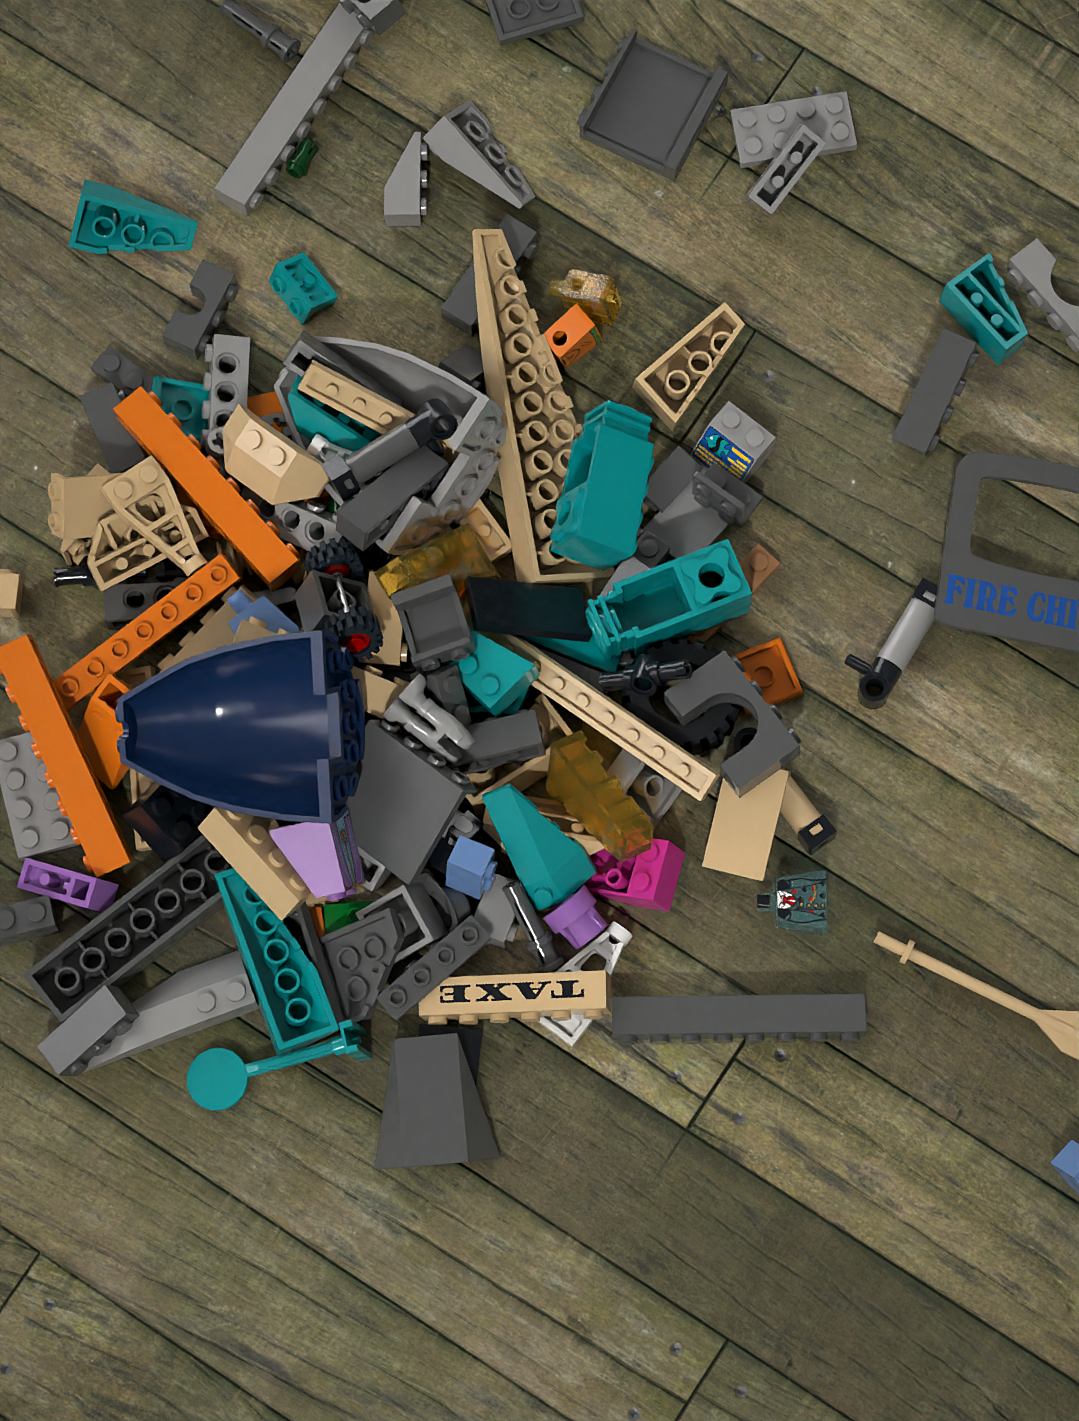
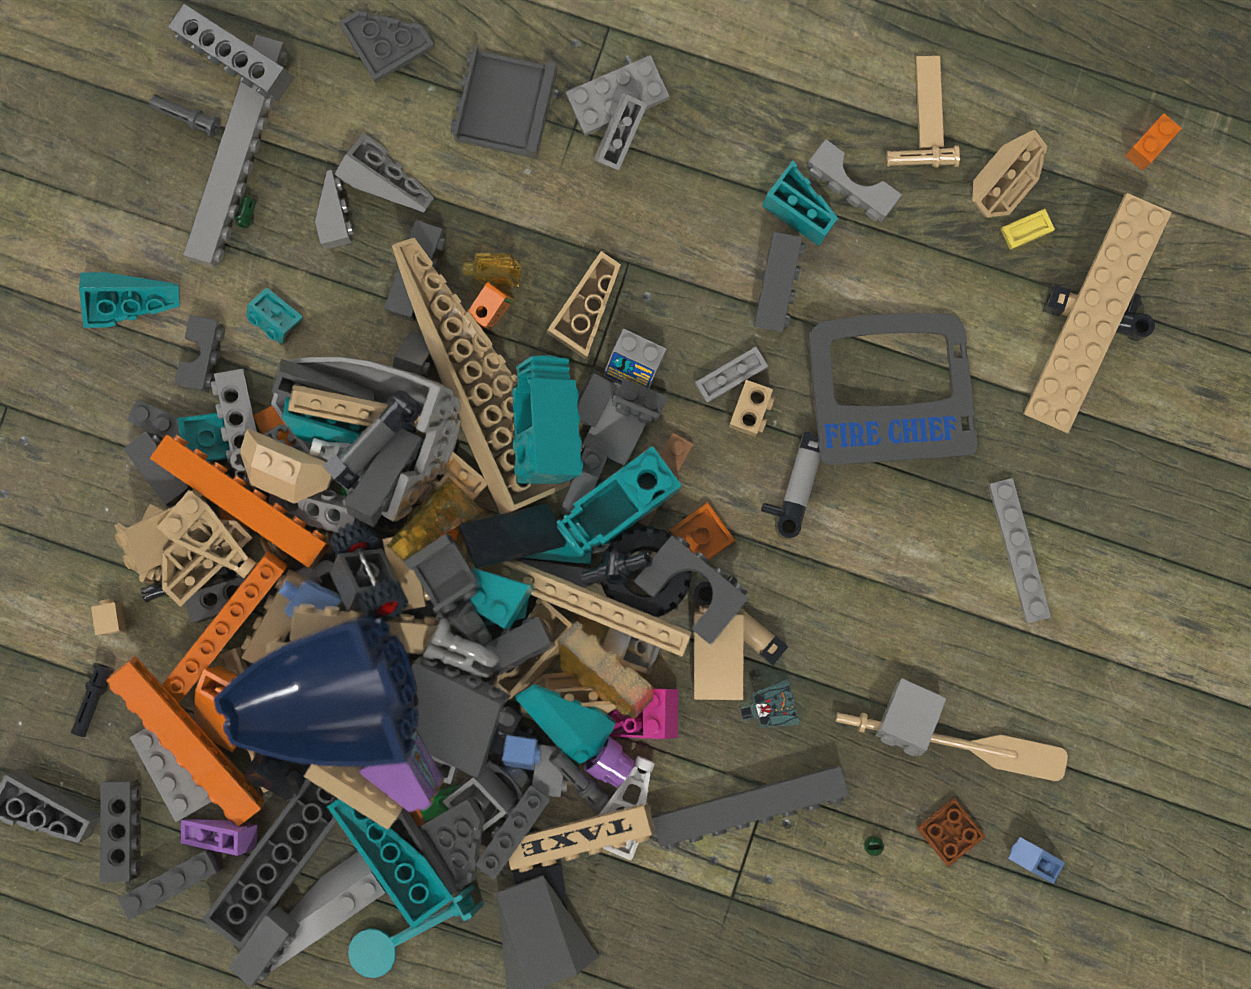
camera: 15 degrees left, 10 degrees up
(849, 492) = (731, 375): none -> light grey plate
(859, 535) = (747, 407): none -> tan brick
(883, 1115) = (873, 840): none -> dark green hinge
(968, 956) = (910, 718): none -> light grey brick
(986, 1116) = (950, 832): none -> dark orange tile

